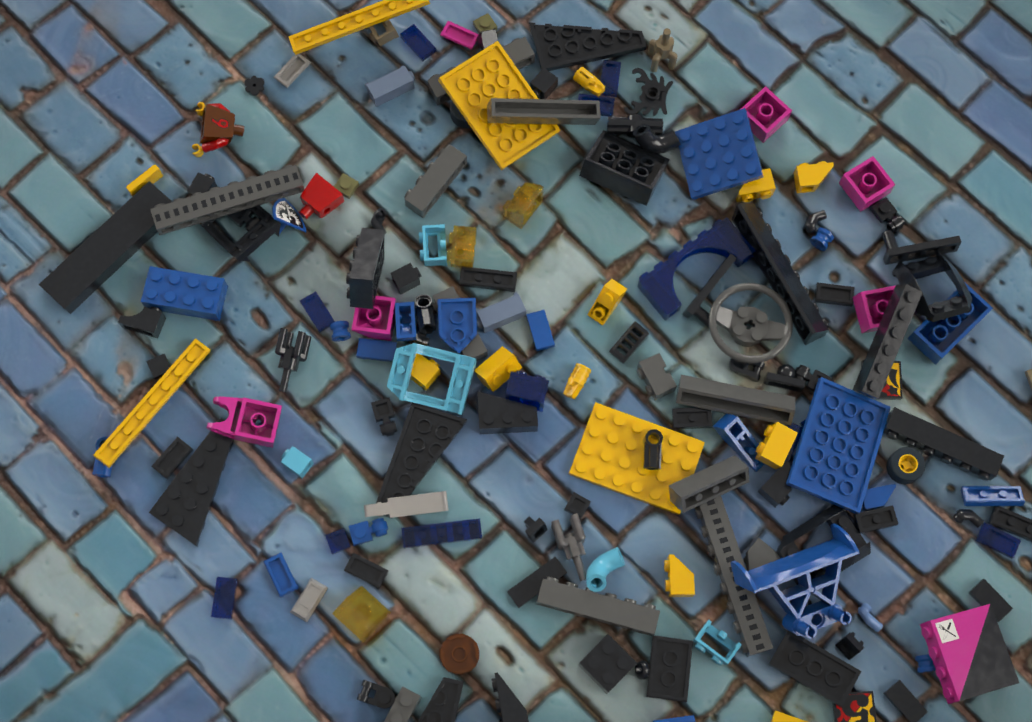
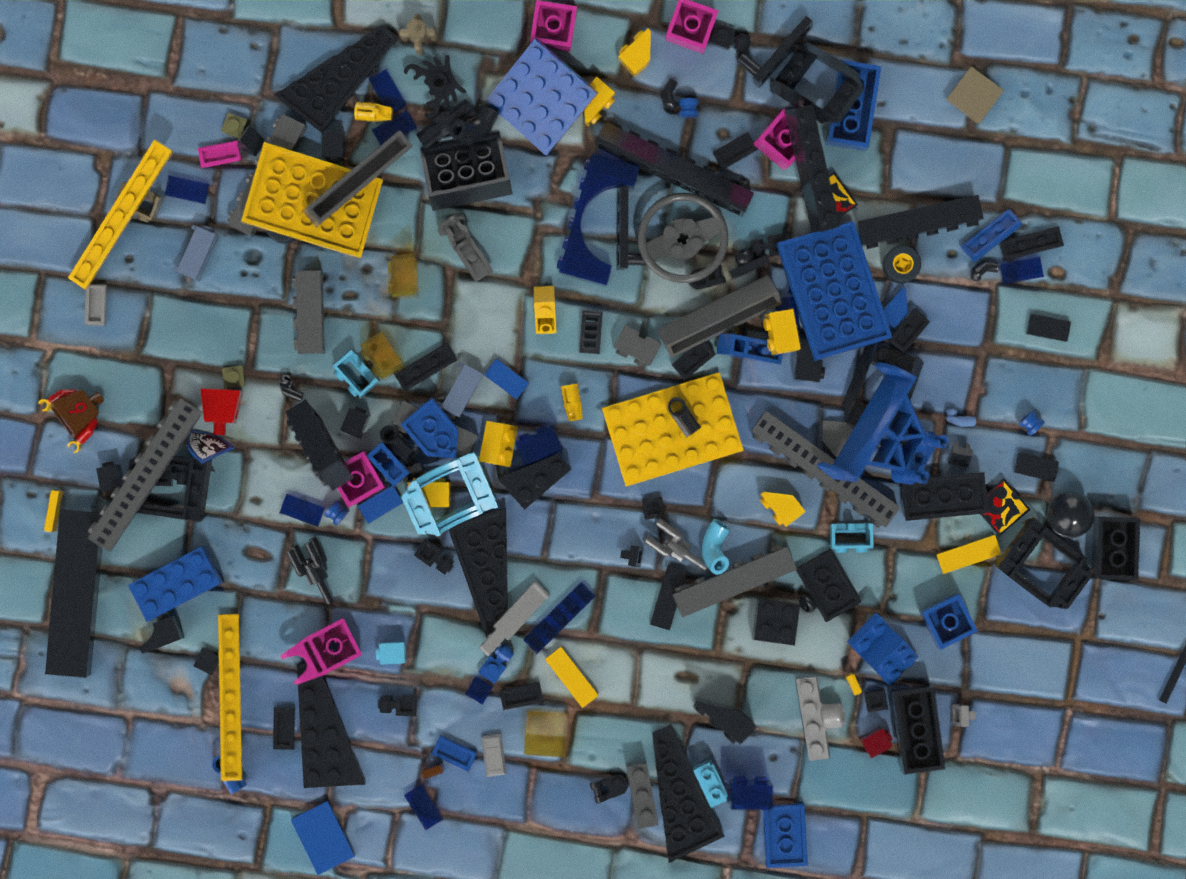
camera: 35 degrees left, 15 degrees up
(131, 561) = (323, 837): none -> blue tile
(254, 81) = (68, 345): black plant -> none
(254, 574) = (433, 770): none -> reddish brown tile
(273, 508) = (405, 704): none -> black plate
(415, 585) = (571, 677): none -> yellow tile
(455, 658) = (650, 704): reddish brown tile -> none
(585, 198) = (465, 246): none -> dark grey piece
(709, 483) = (750, 409): dark grey brick -> none
(969, 653) = (1061, 390): panel -> none

